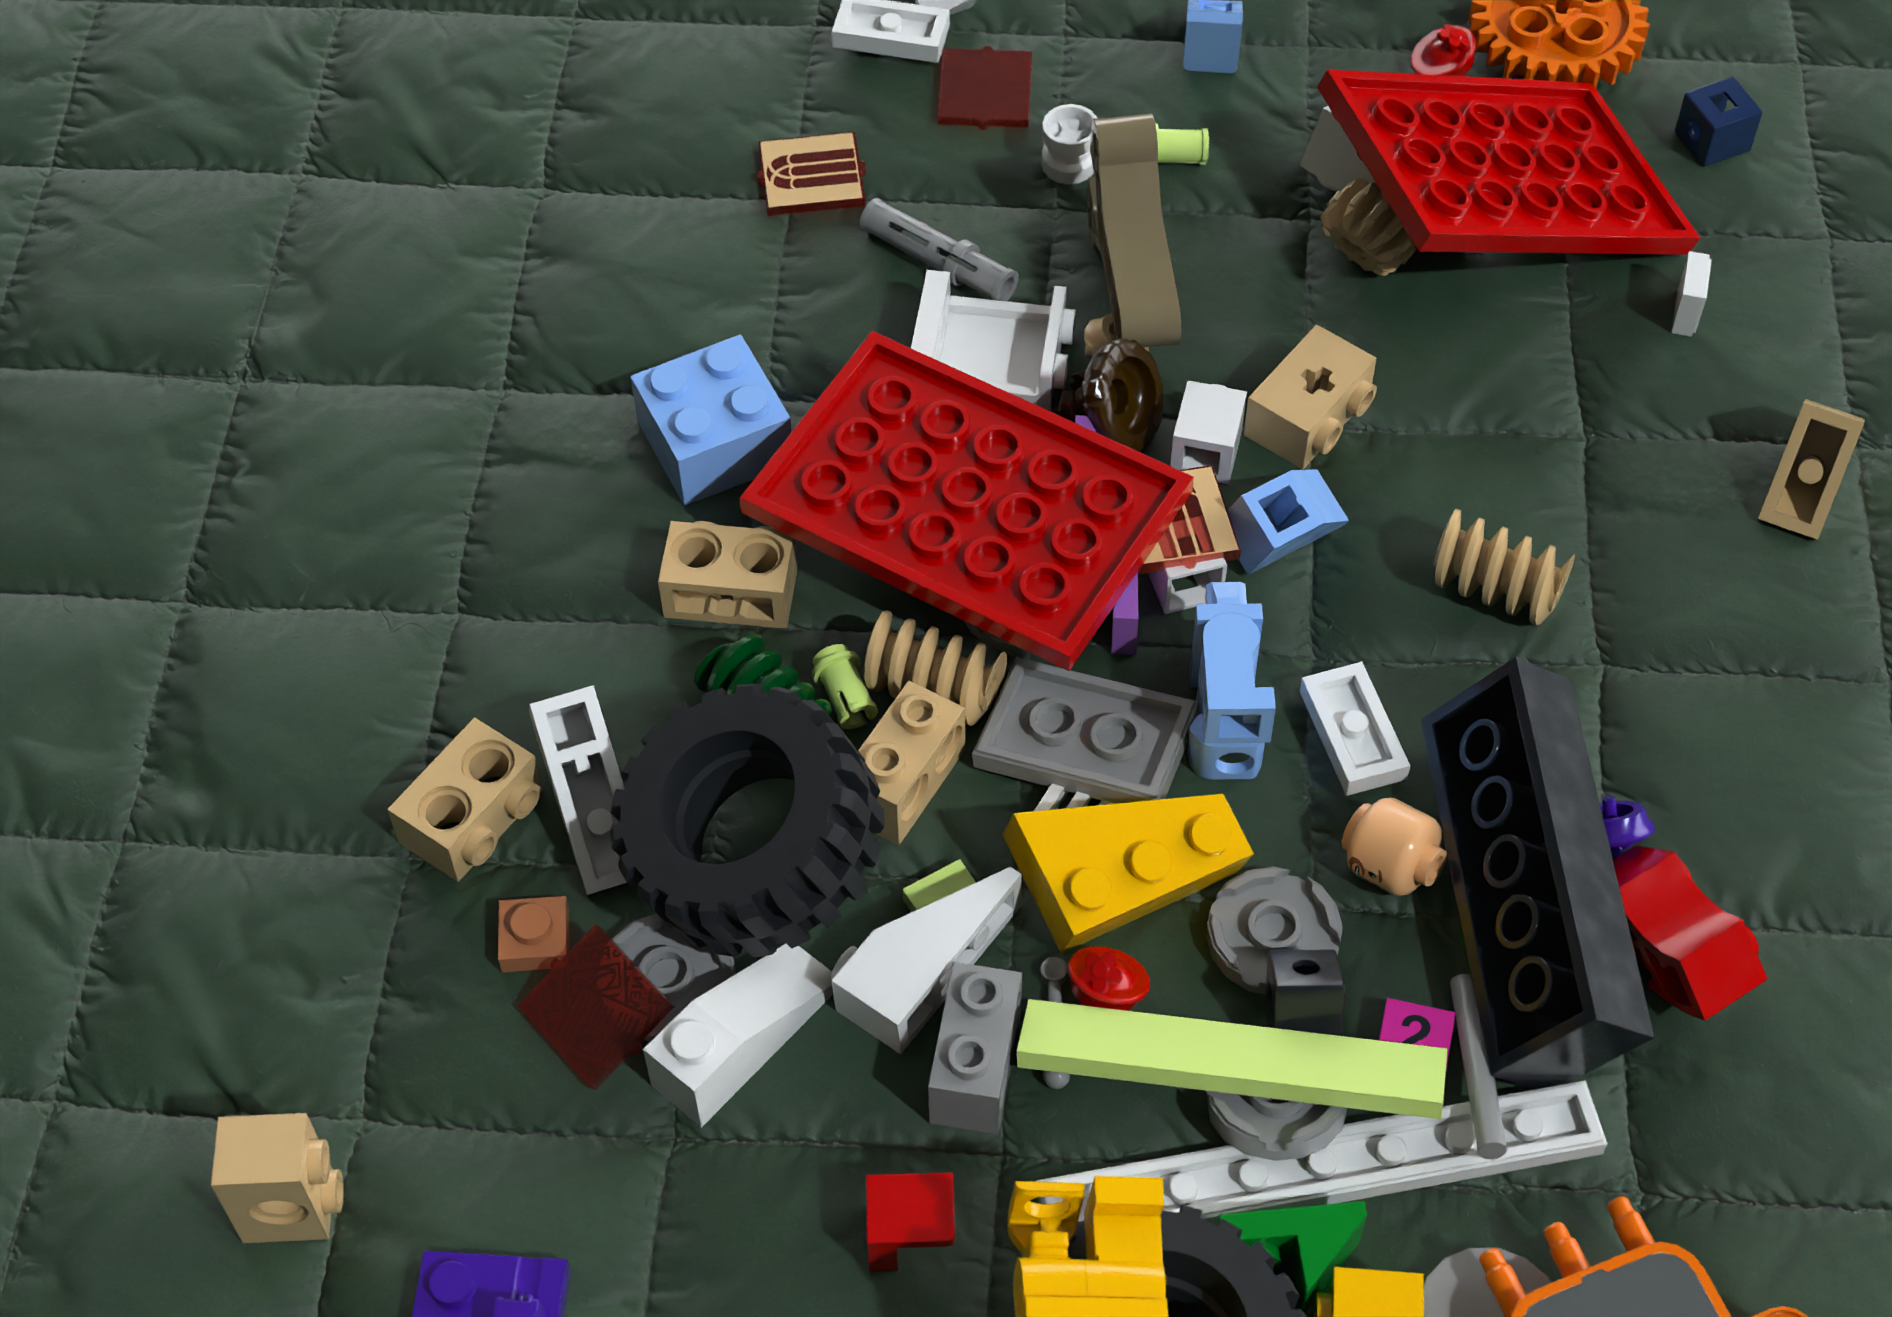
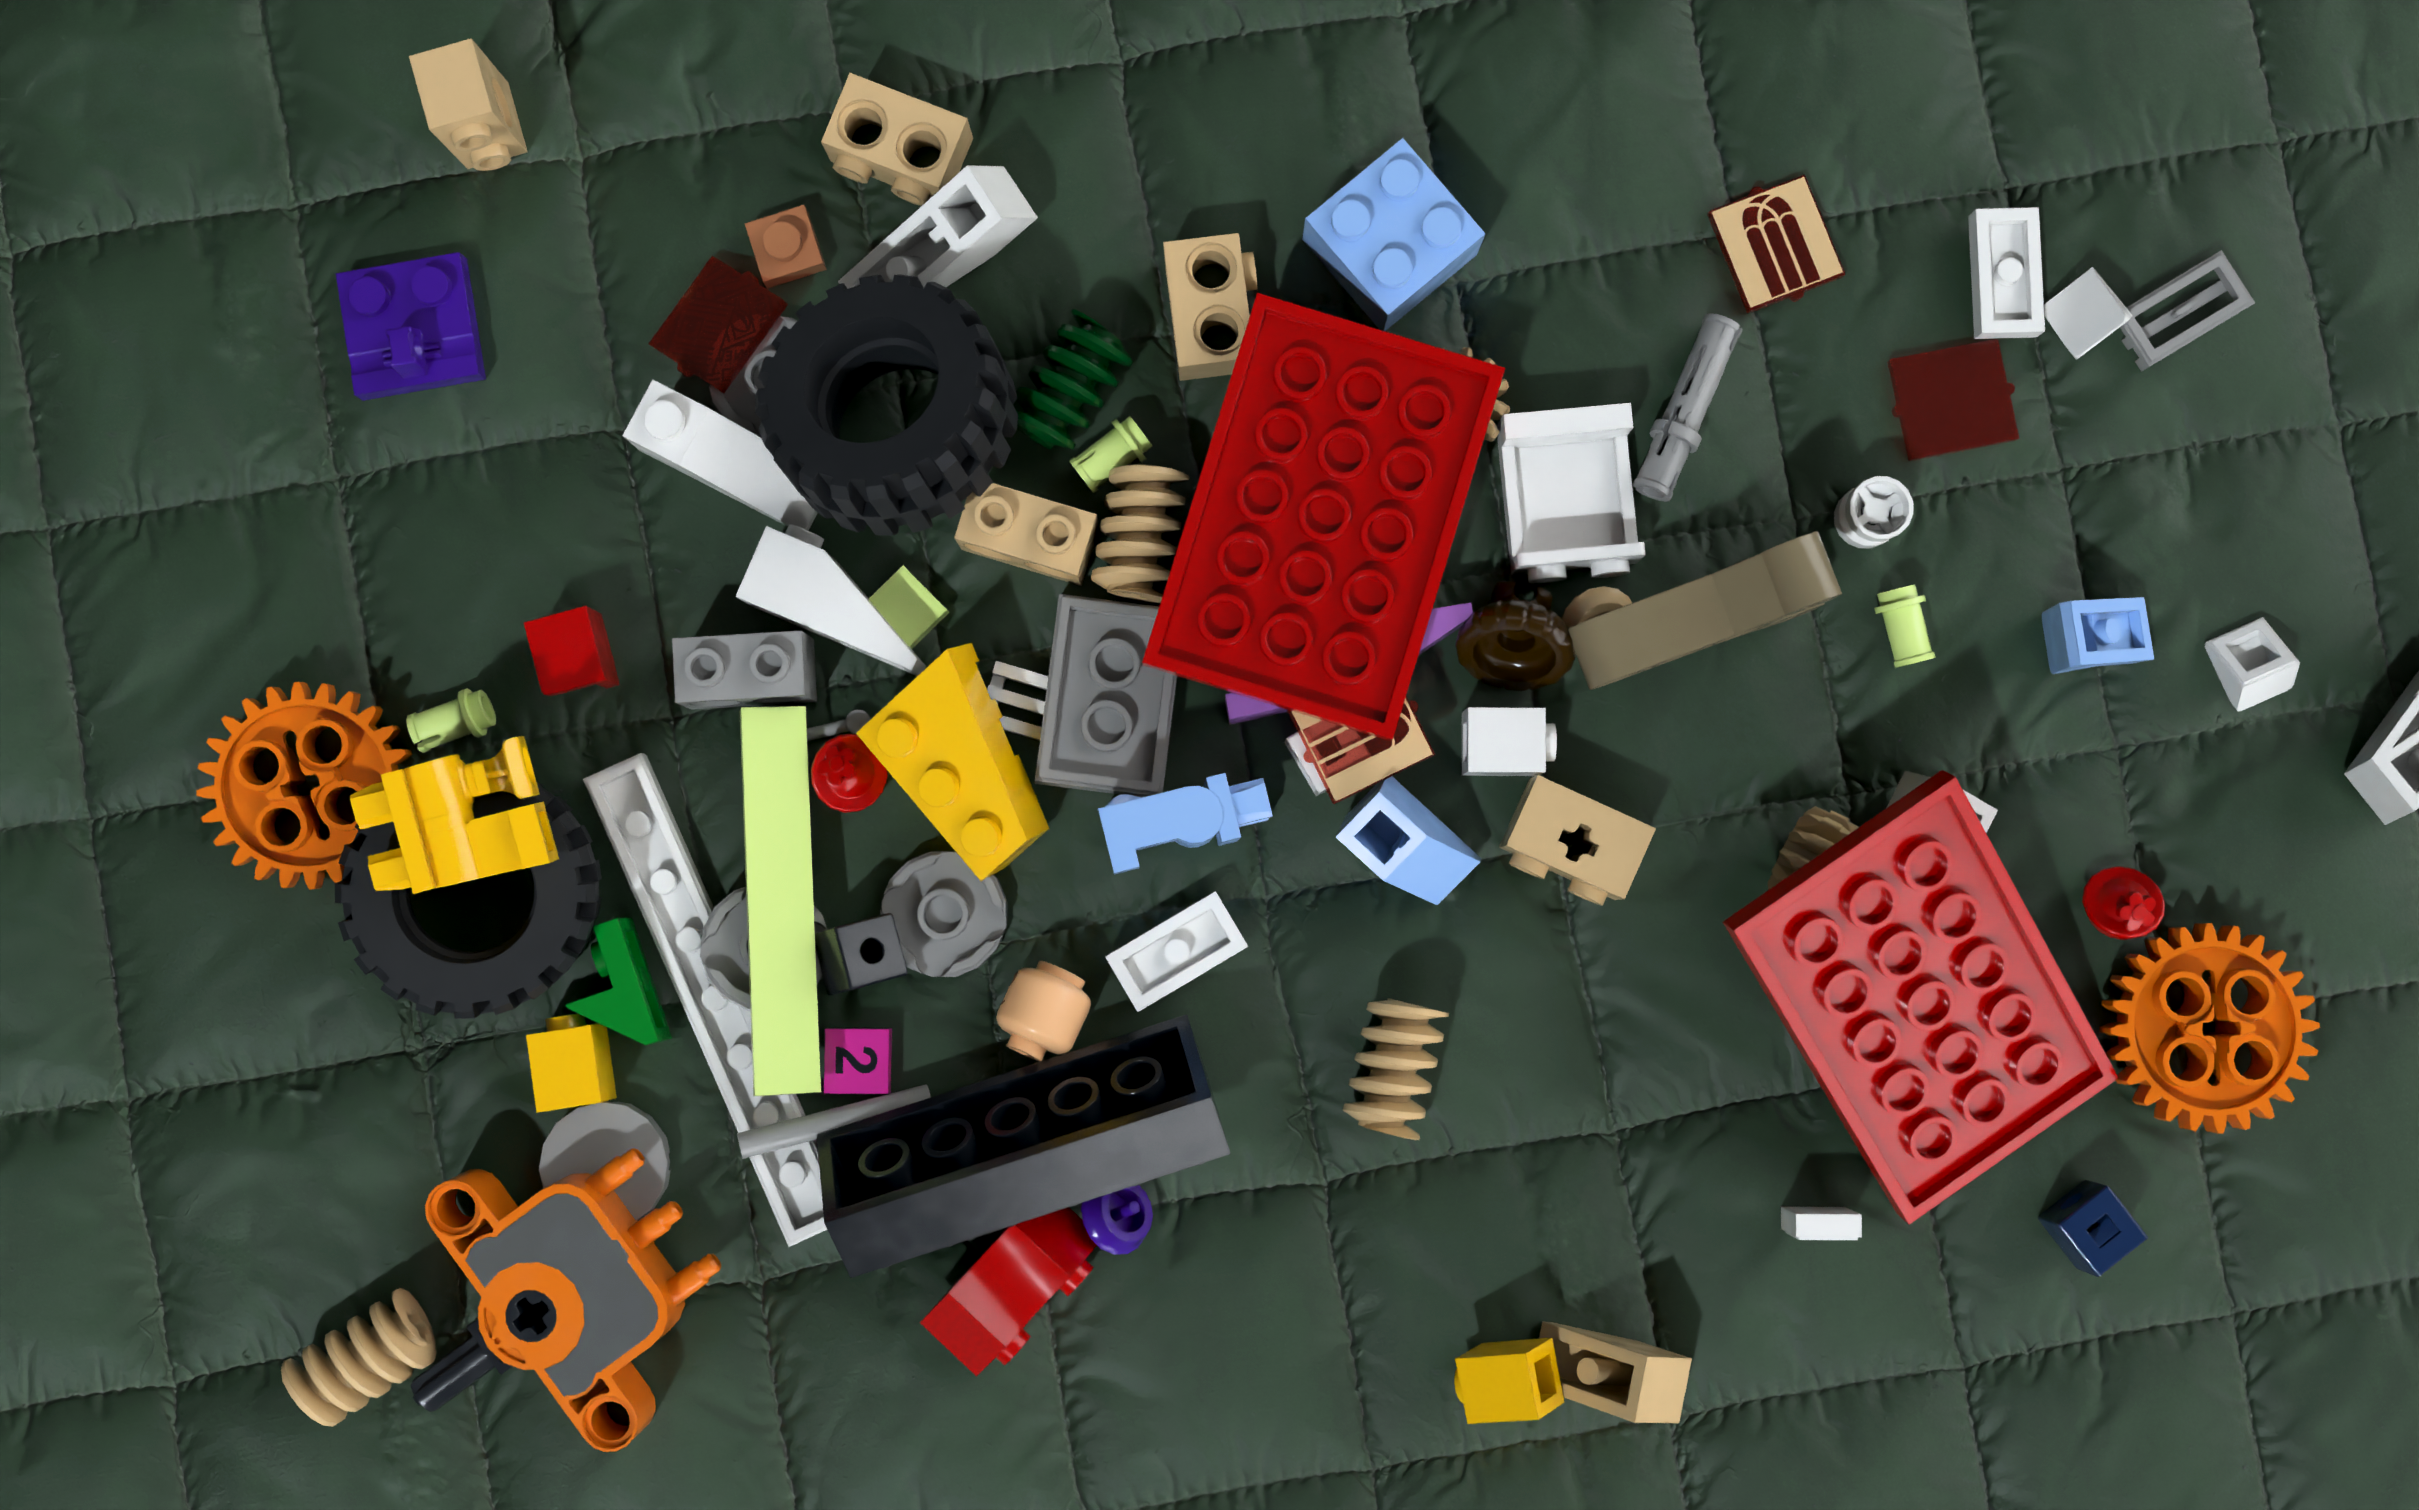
camera: 75 degrees right, 30 degrees up
(1814, 536) = (1508, 1381): none -> yellow brick

